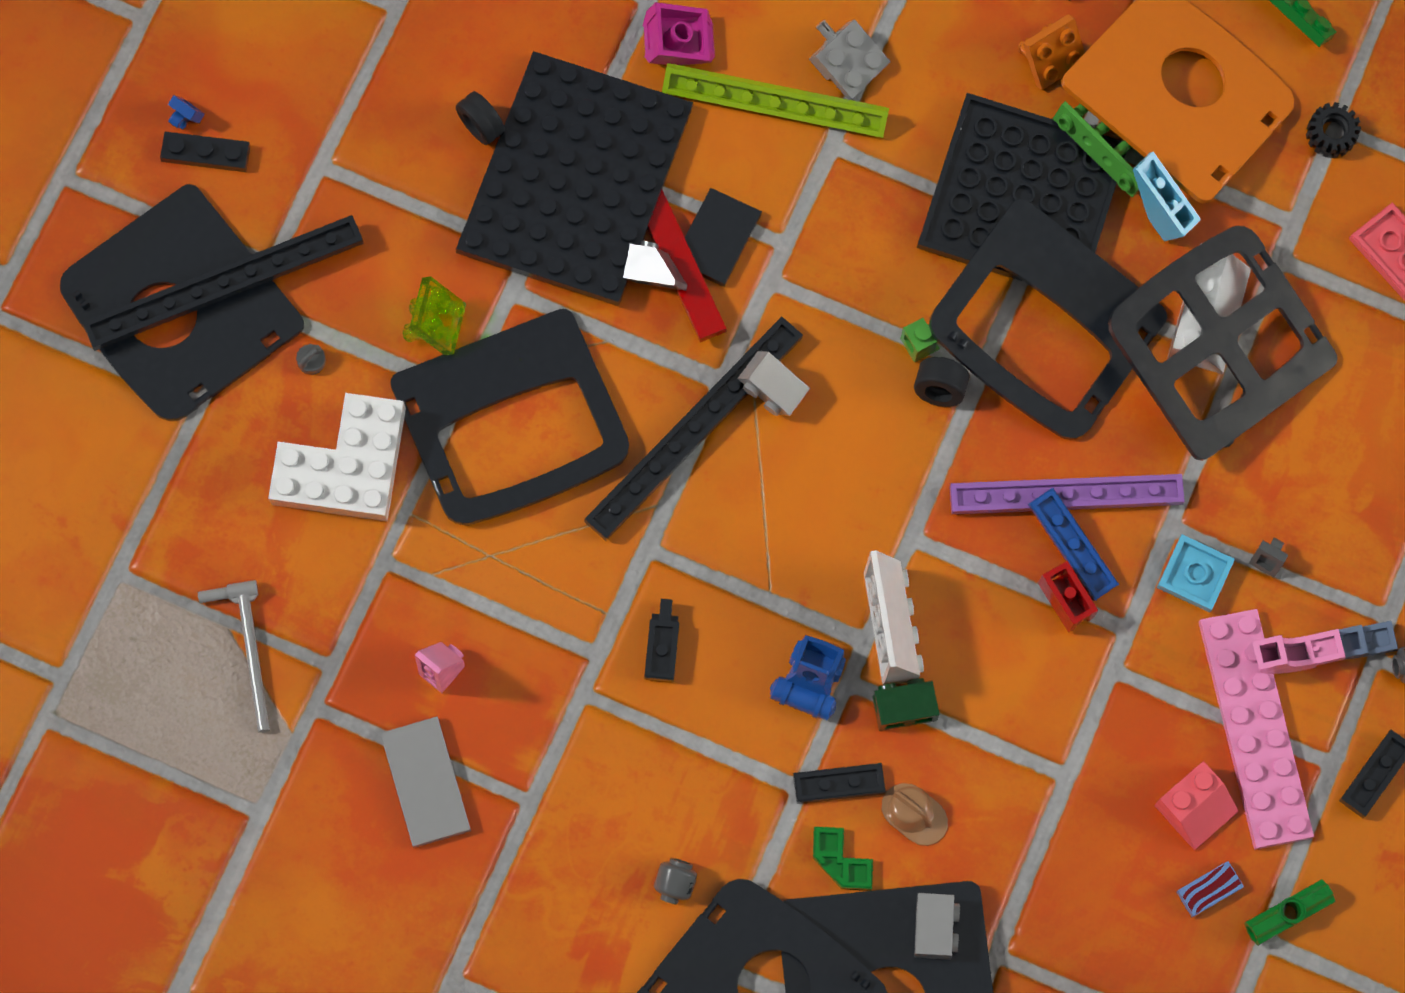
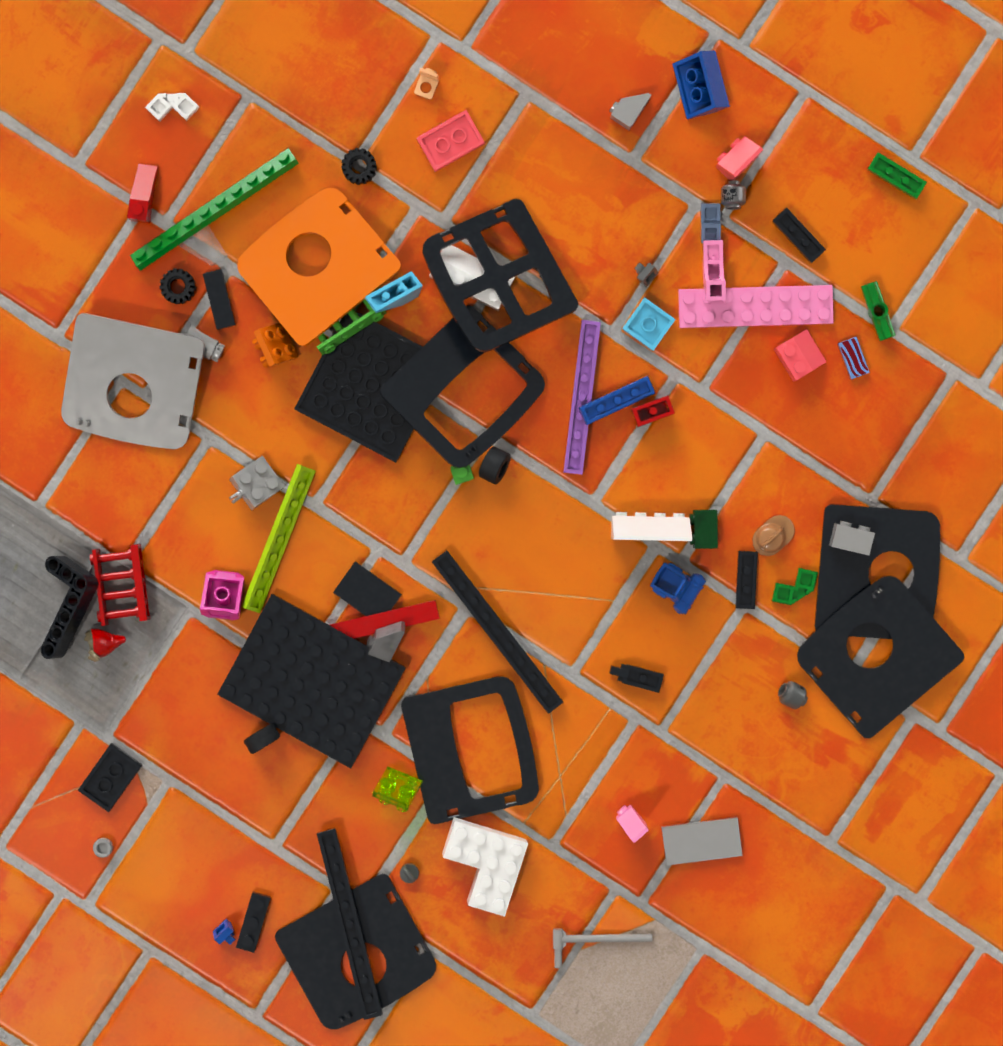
camera: 75 degrees left, 15 degrees up
(773, 384) = (479, 576): light grey brick -> none

